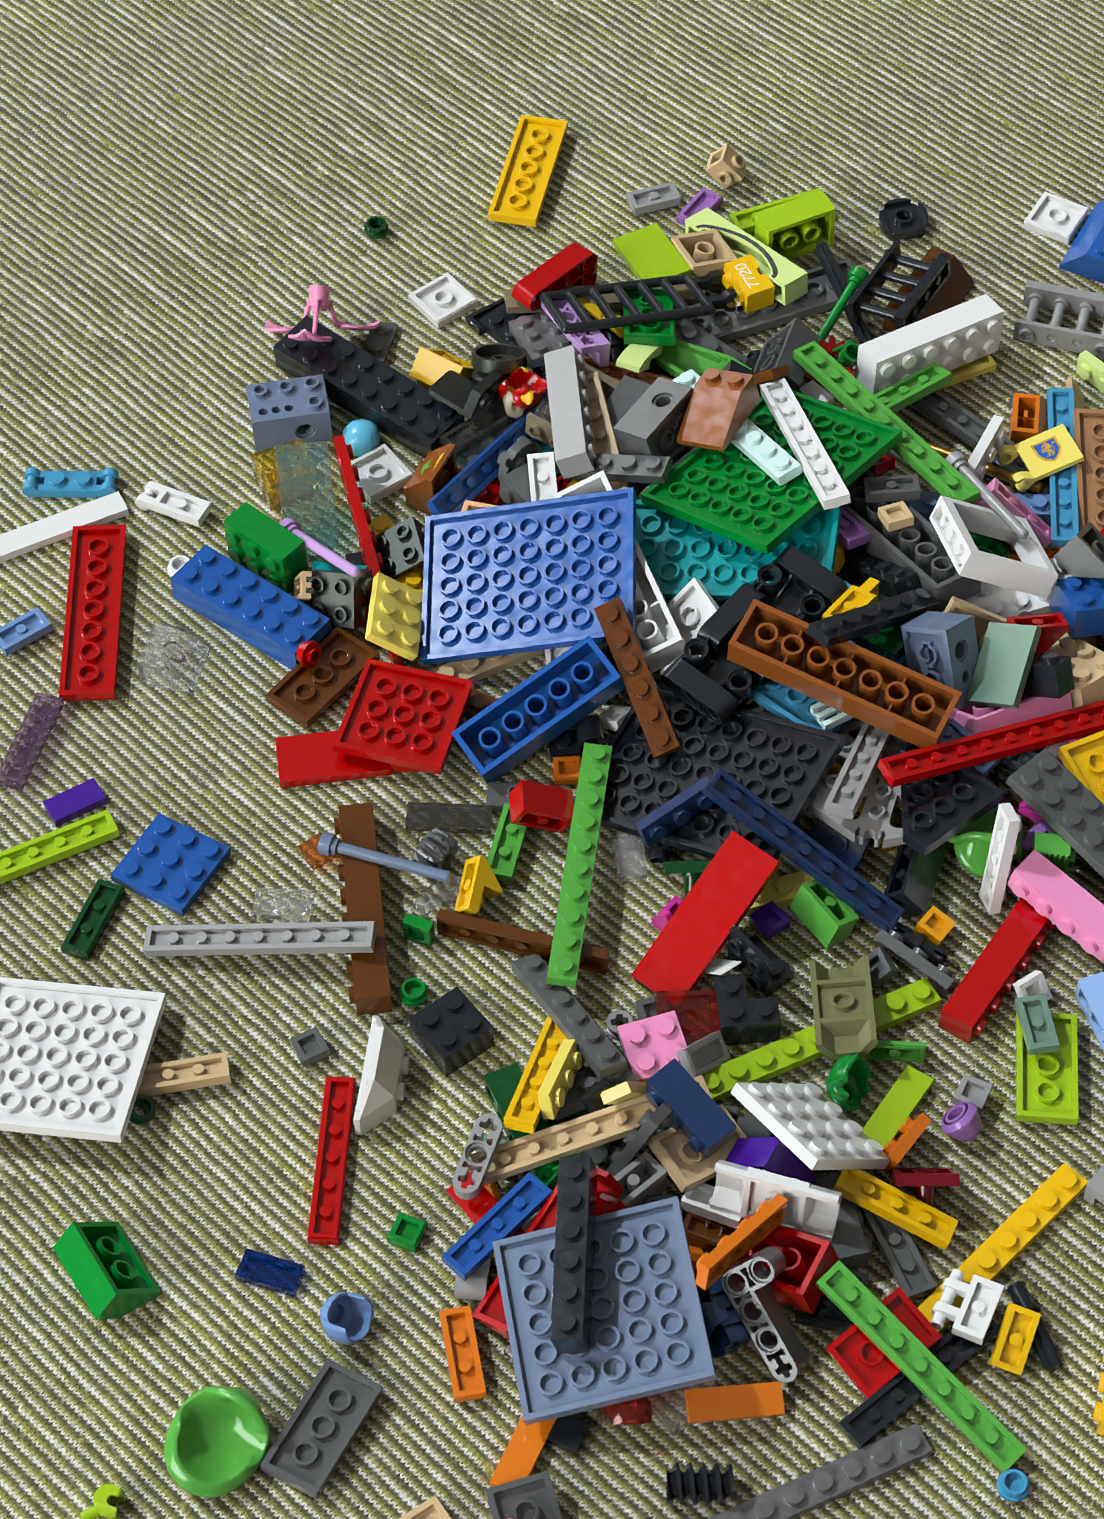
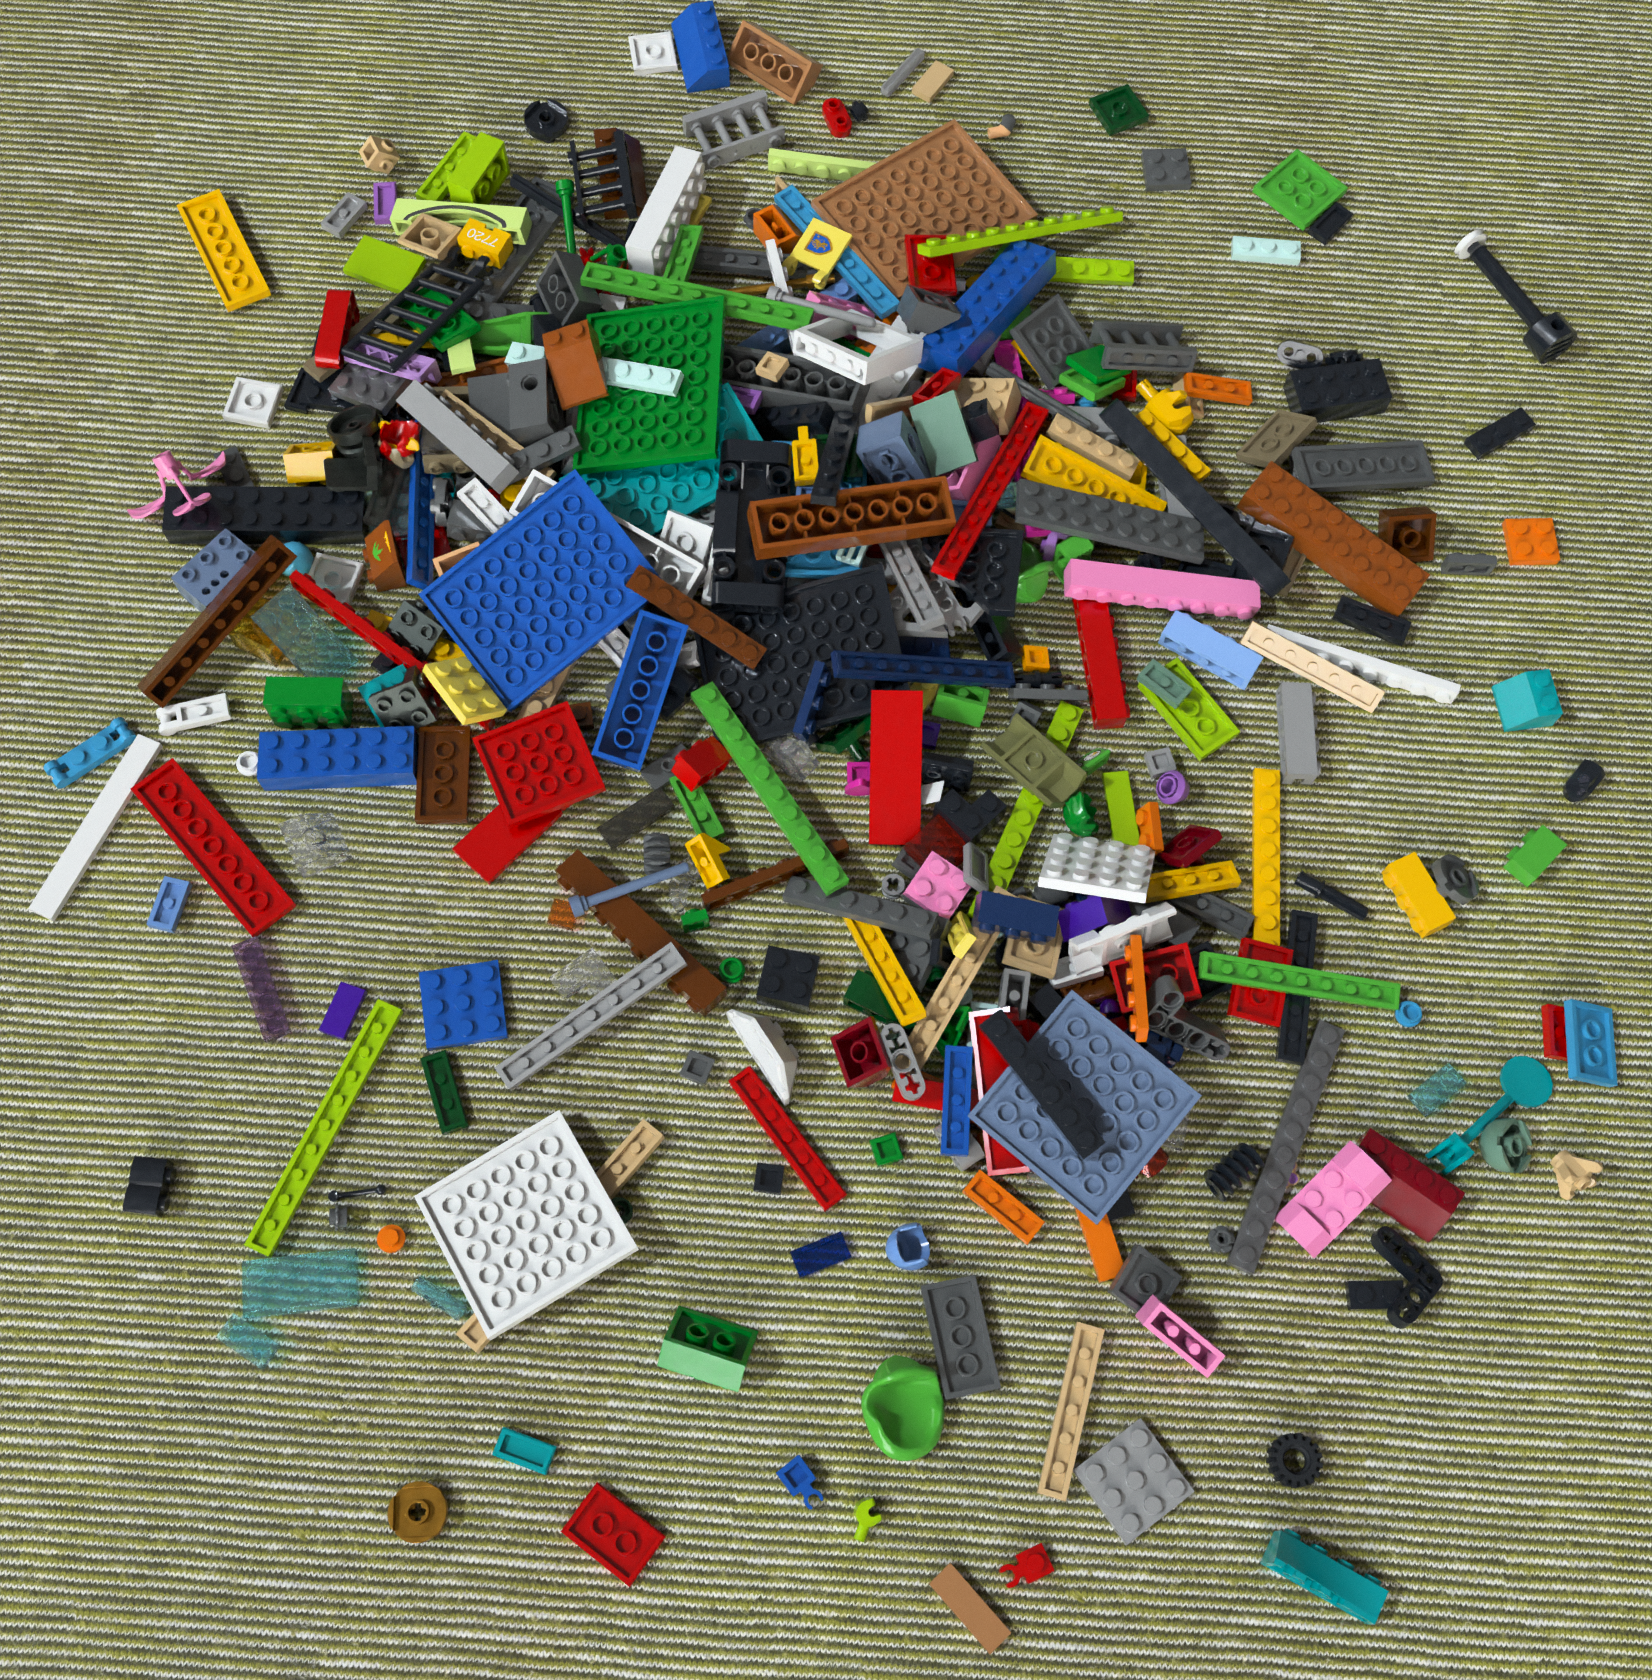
camera: 45 degrees left, 15 degrees up
(80, 1429) = (797, 1479): none -> blue plate
(250, 439) = (216, 621): none -> reddish brown brick
(284, 1177) = (768, 1178): none -> black plate
(302, 586) = (378, 721): tan tile -> none
(308, 653) = (422, 765): red plate -> none
(320, 549) = (362, 676): lavender piece -> none
(376, 227) = (143, 369): dark green plate -> none
(450, 1130) = (861, 1054): none -> dark red slope
(559, 1078) = (906, 961): light yellow plate -> none
(566, 770) = (686, 720): orange tile -> none
(637, 1138) = (996, 966): dark grey plate -> none
(734, 1402) = (1212, 1087): orange tile -> none
(771, 375) = (580, 311): dark orange plate -> none
(805, 444) = (666, 351): white plate -> none
(891, 488) = (747, 346): dark grey plate -> none
(976, 1310) = (1297, 914): white plate -> none
(999, 858) = (1052, 580): white plate -> none
(1014, 1339) = (1331, 915): yellow plate -> none
(1032, 985) = (1135, 659): white plate -> none

